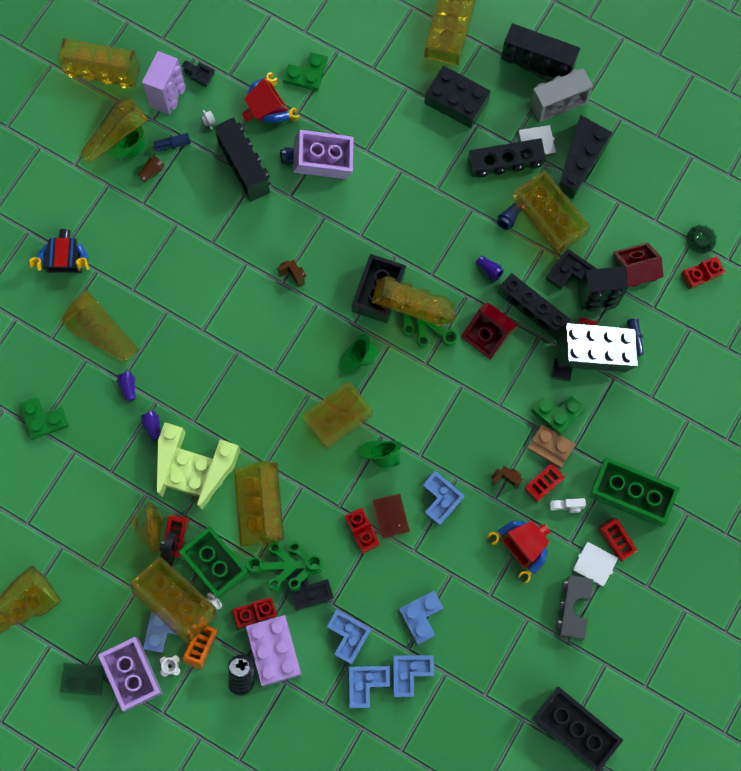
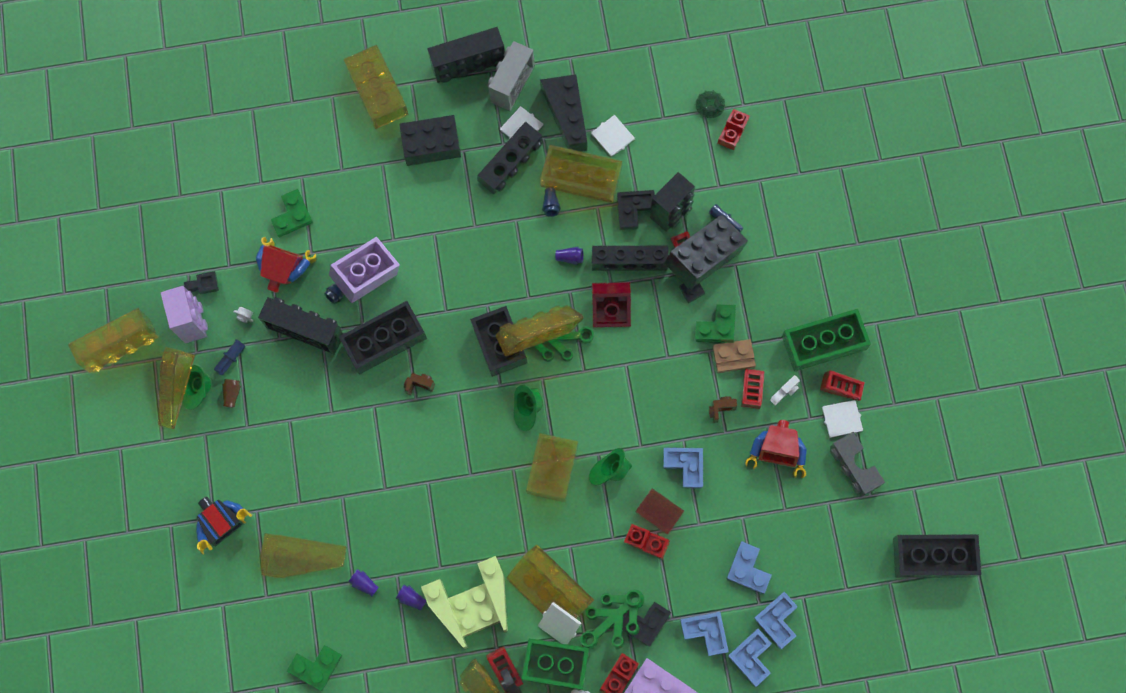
camera: 35 degrees left, 0 degrees up
(243, 536) = (559, 624): none -> white piece
(294, 216) = (383, 337): none -> black brick
(602, 203) = (612, 136): none -> white piece
(640, 263) = (681, 157): dark red slope -> none

